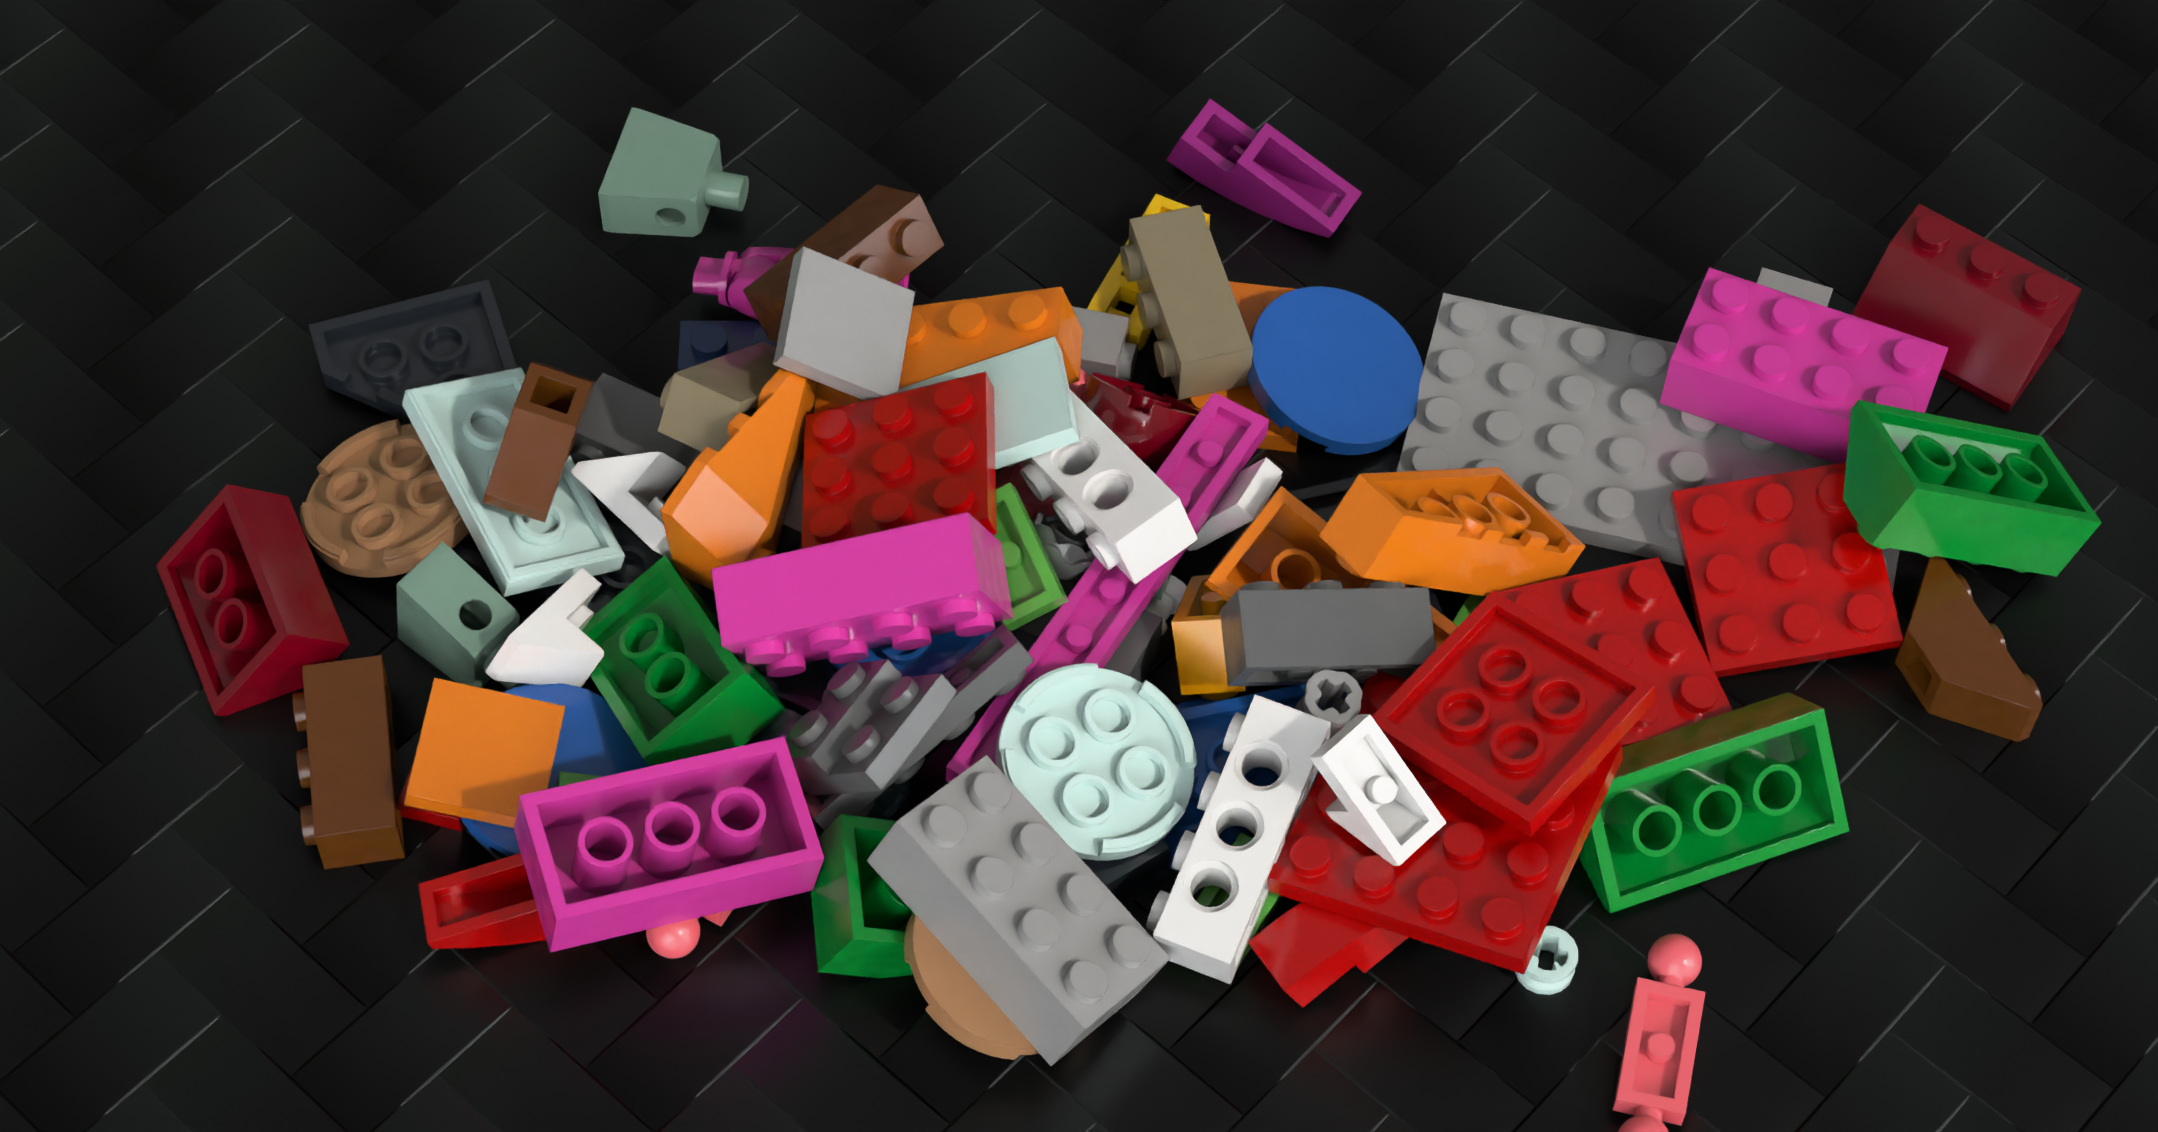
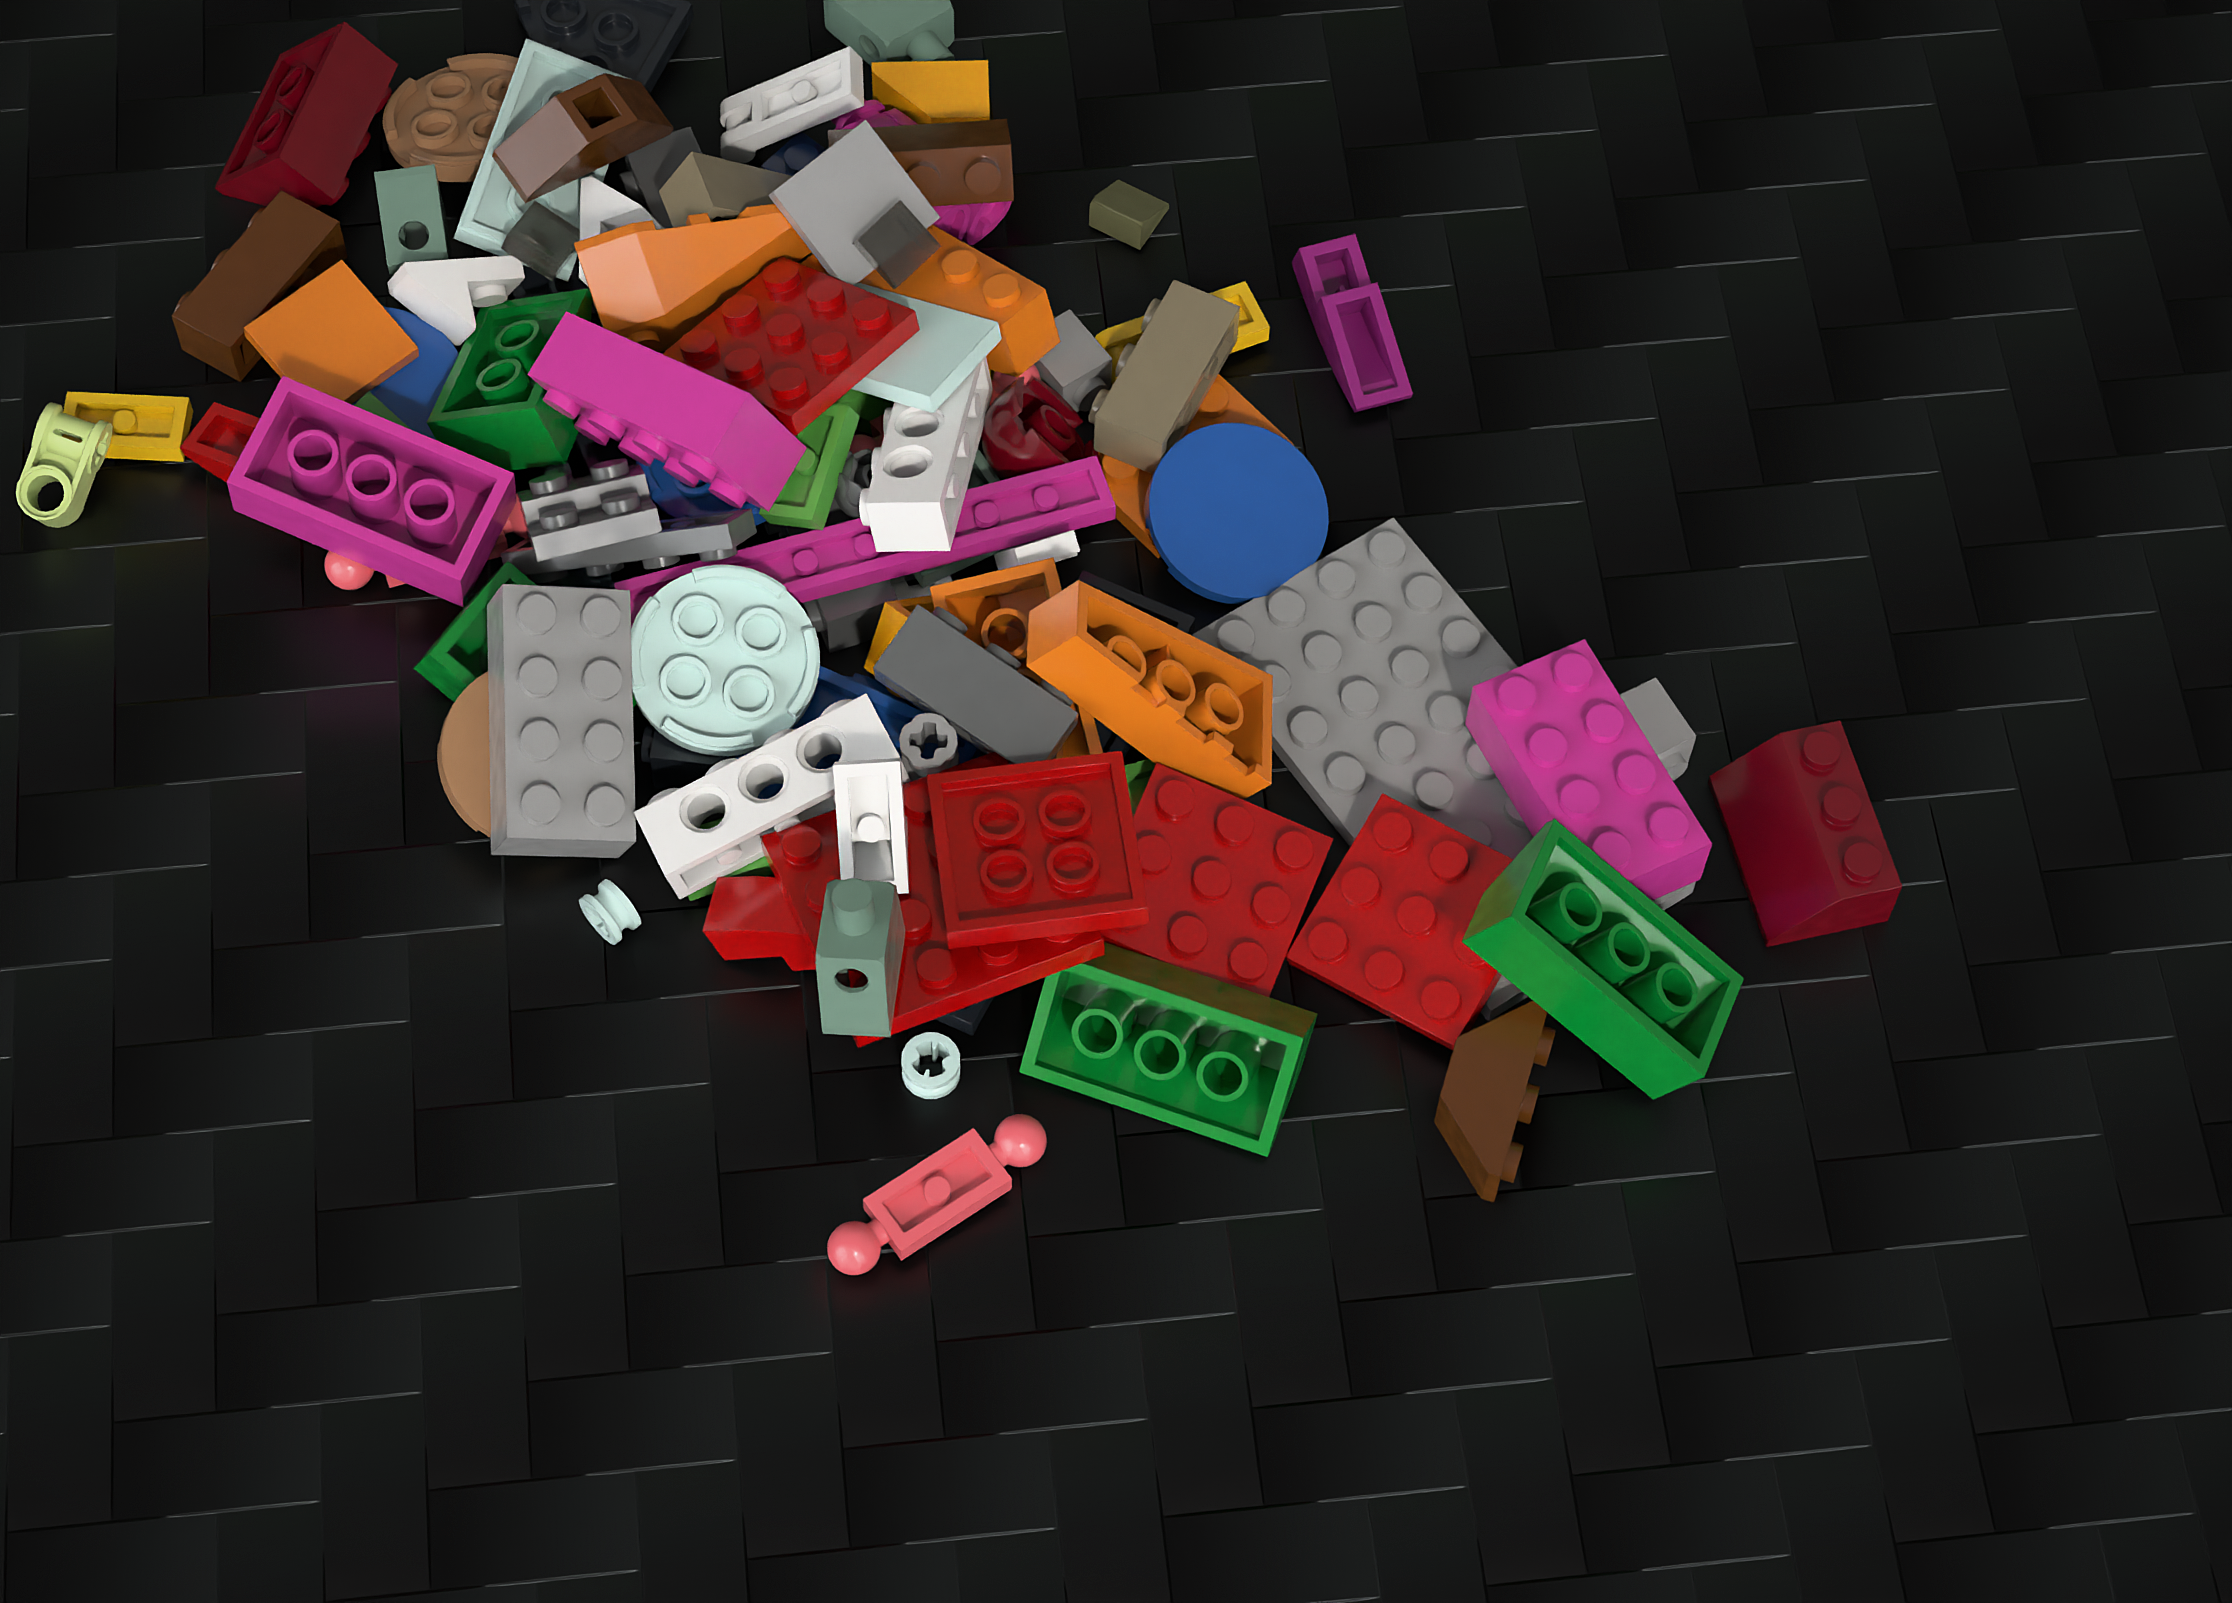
camera: 40 degrees right, 5 degrees up
(343, 1029) = (62, 461): none -> yellowish green piece
(352, 964) = (142, 424): none -> yellow plate
(589, 542) = (542, 240): none -> clear smoke tile
(665, 300) = (791, 104): none -> white plate
(771, 213) = (934, 89): none -> light orange slope
(907, 334) = (896, 244): none -> clear smoke tile
(1003, 209) = (1126, 213): none -> olive slope
(1184, 1038) = (610, 912): none -> light aqua bush
(1481, 873) = (866, 933): none -> sand green torso

